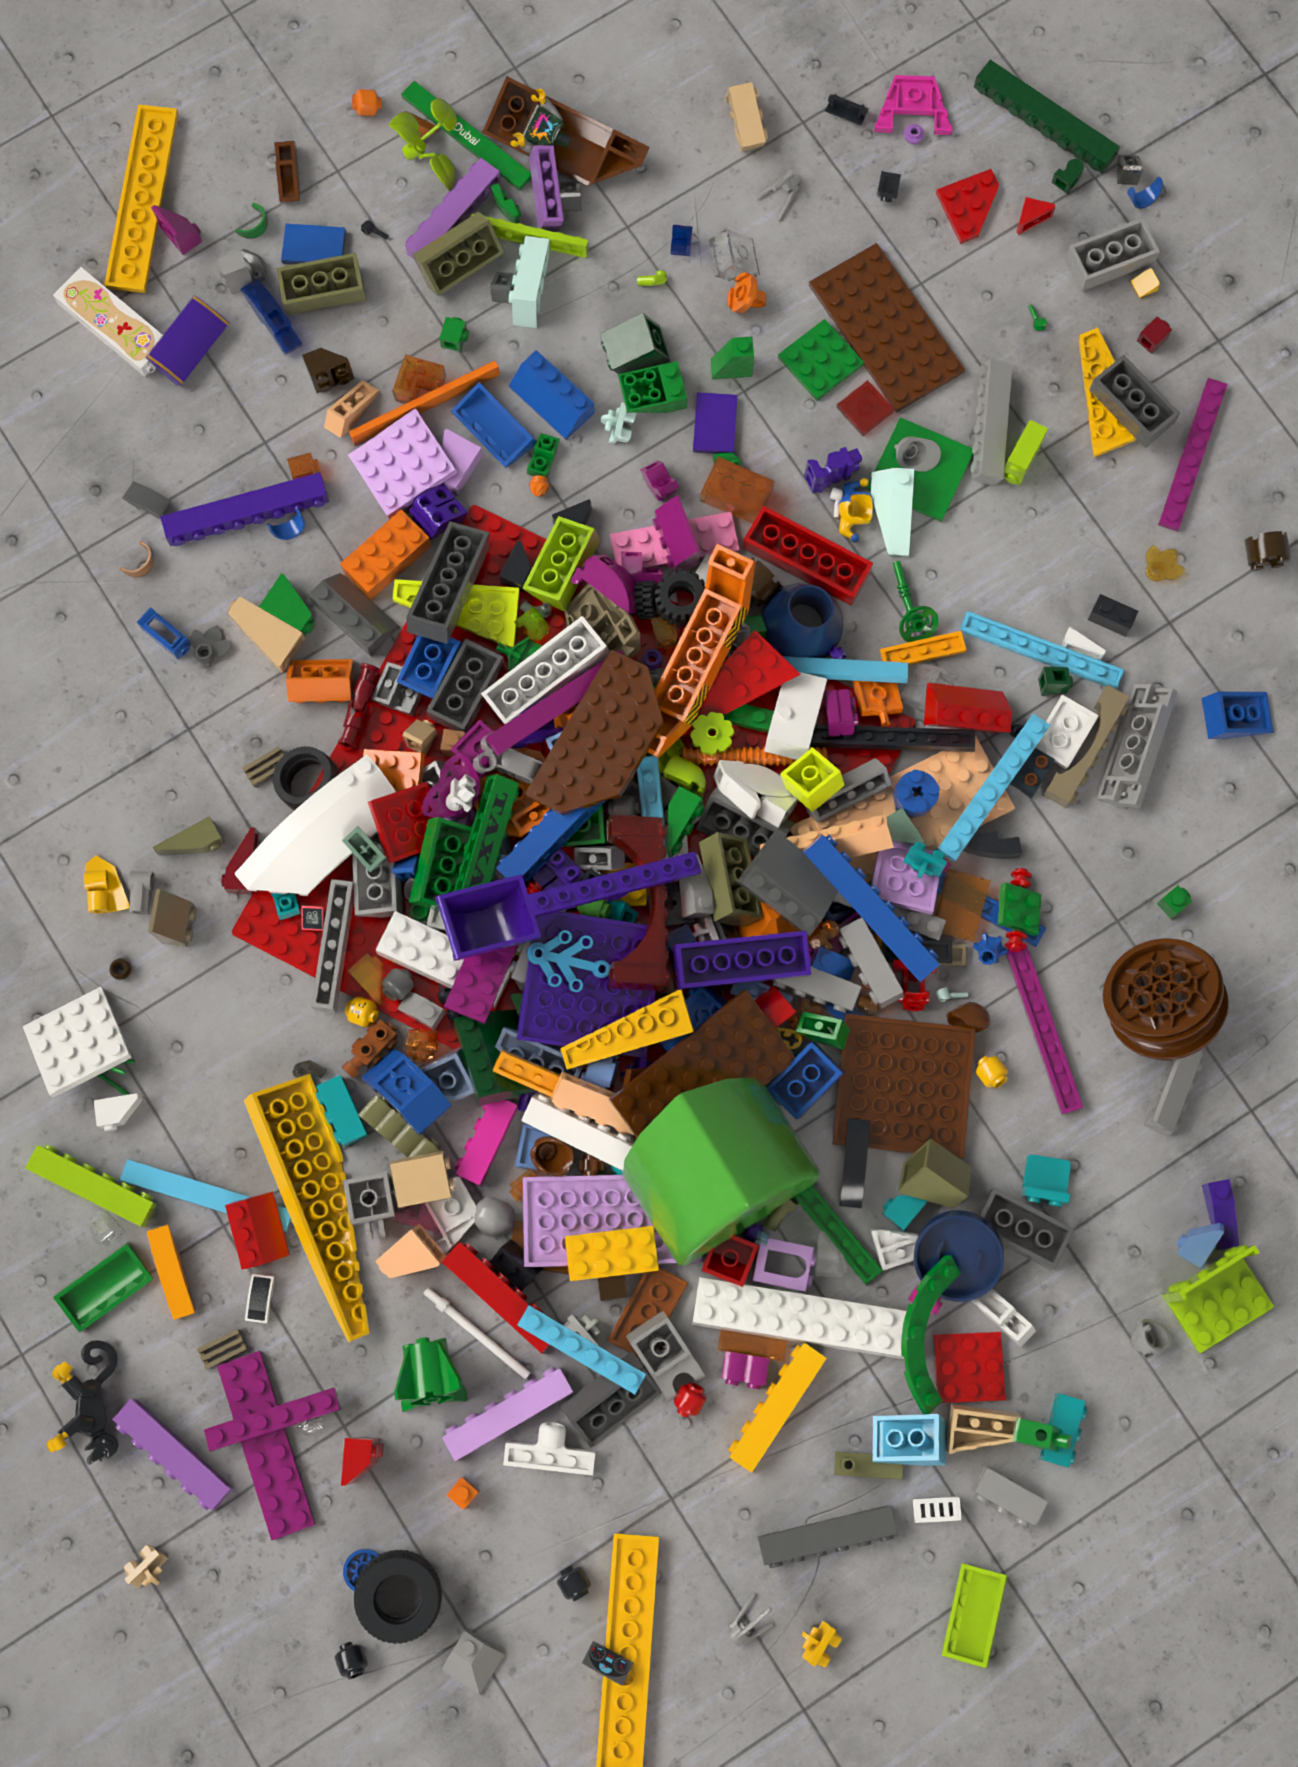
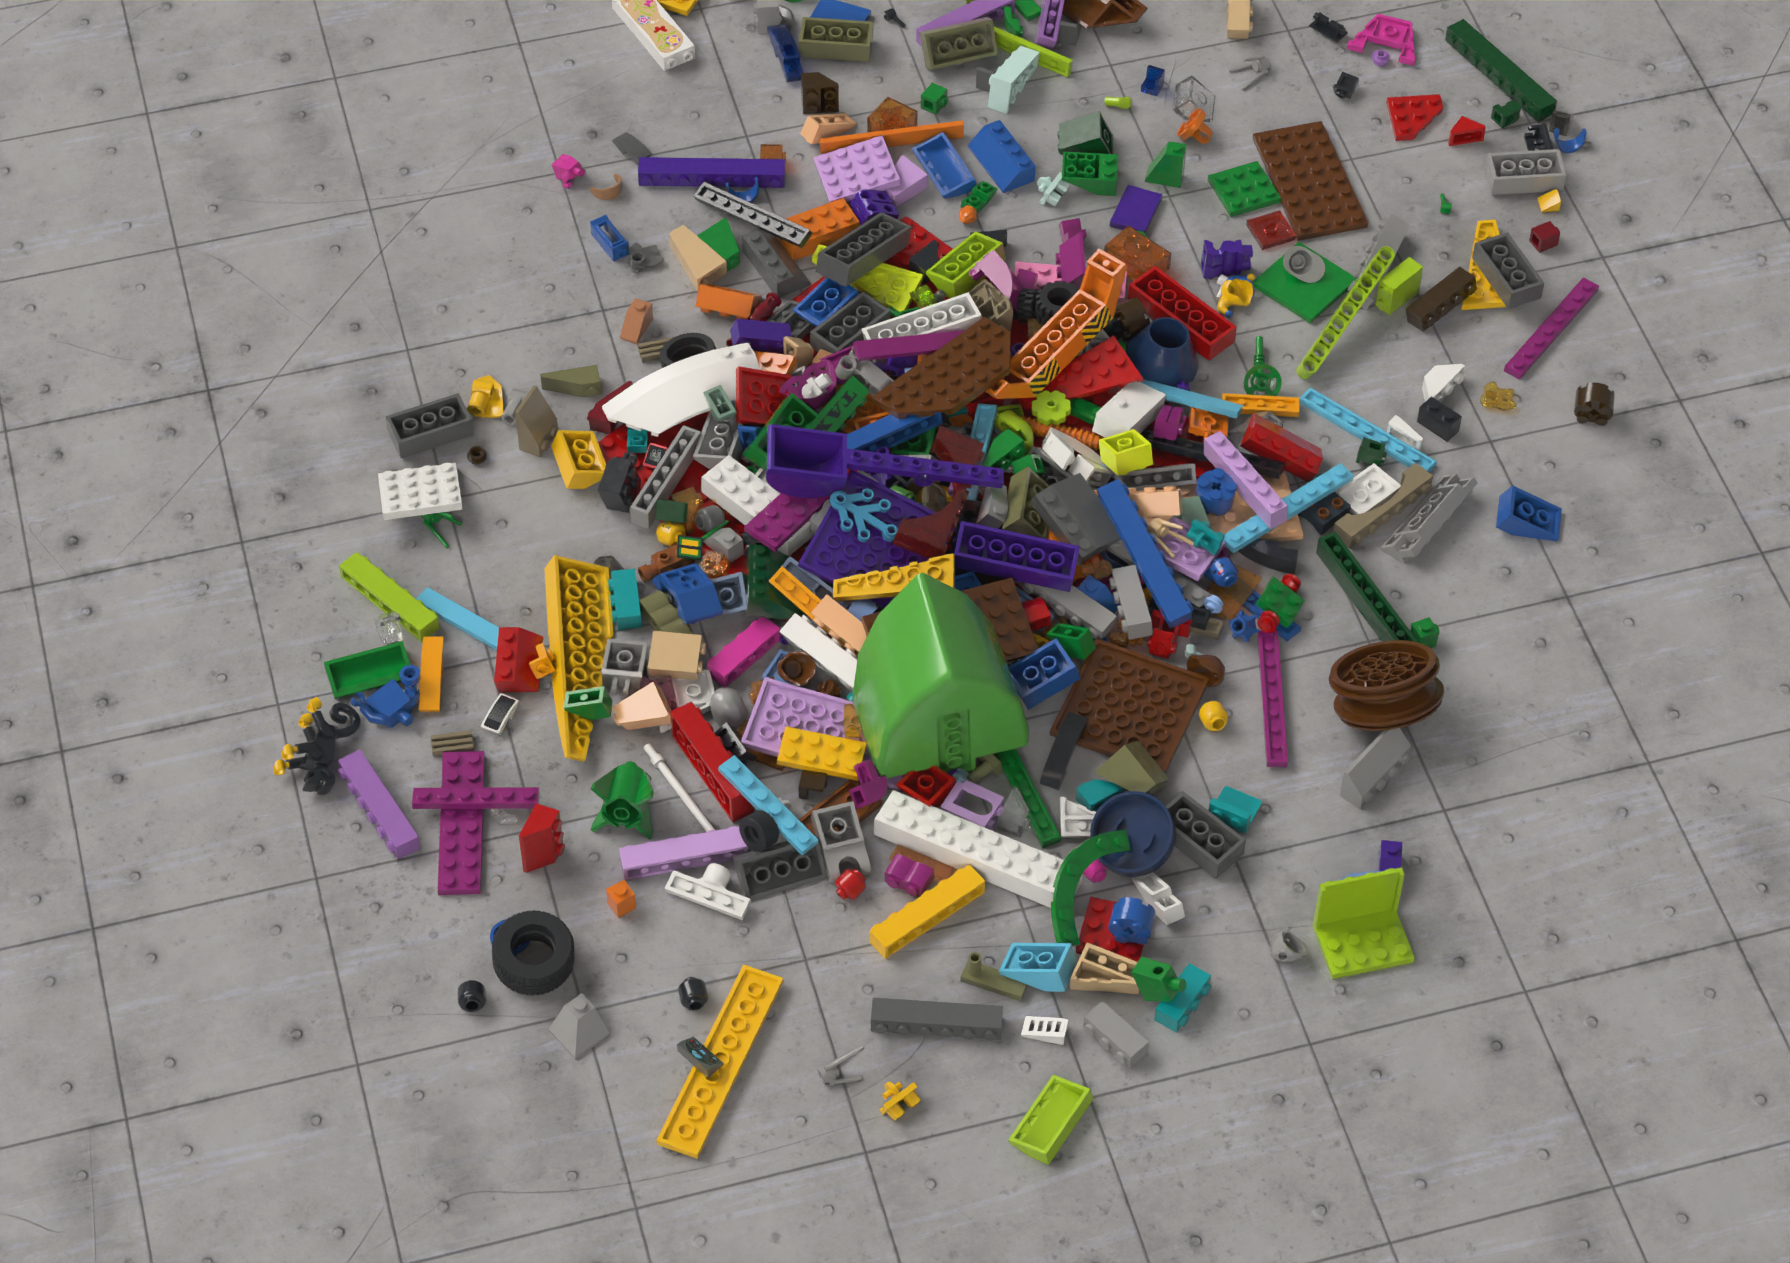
camera: 15 degrees right, 25 degrees down
(56, 950) = (429, 425): none -> dark grey brick
(87, 553) = (567, 169): none -> dark pink piece
(115, 1110) = (433, 549): white slope -> none
(142, 1323) = (390, 702): none -> blue torso
(147, 1570) = (320, 880): tan hips -> none
(187, 340) = (709, 50): dark purple slope -> none
(231, 739) = (636, 321): none -> nougat slope
(232, 944) = (578, 458): none -> yellow slope
(287, 1226) = (543, 665): none -> light orange bracket
(288, 968) = (620, 483): none -> black hinge
(311, 562) = (753, 215): none -> plate
(350, 1268) = (589, 703): none -> green slope
(354, 993) = (671, 510): none -> dark green slope
(374, 729) = (760, 334): none -> dark purple brick
(389, 1029) = (691, 547): none -> piece
(581, 1380) = (759, 830): none -> black tyre
(632, 1210) = (851, 723): none -> clear yellow helmet
(633, 905) = (934, 497): none -> dark tan tile
(676, 1283) = (871, 787): none -> magenta brick
(713, 822) = (1032, 460): none -> green brick
(876, 868) = (1159, 528): none -> tan plant
(893, 504) = (1271, 297): light aqua wedge -> none
(946, 774) = (1249, 482): none -> lavender brick
(952, 891) = (1223, 572): none -> blue head
(952, 933) = (1213, 604): none -> light blue plate
(988, 502) = (1340, 318): none -> lime beam
(991, 1368) = (1131, 921): none -> blue brick
(1072, 456) = (1441, 299): none -> dark brown brick
(1100, 567) = (1442, 380): none -> white slope
(1105, 874) = (1361, 589): none -> dark green brick
(1113, 206) = (1539, 139): none -> black hinge

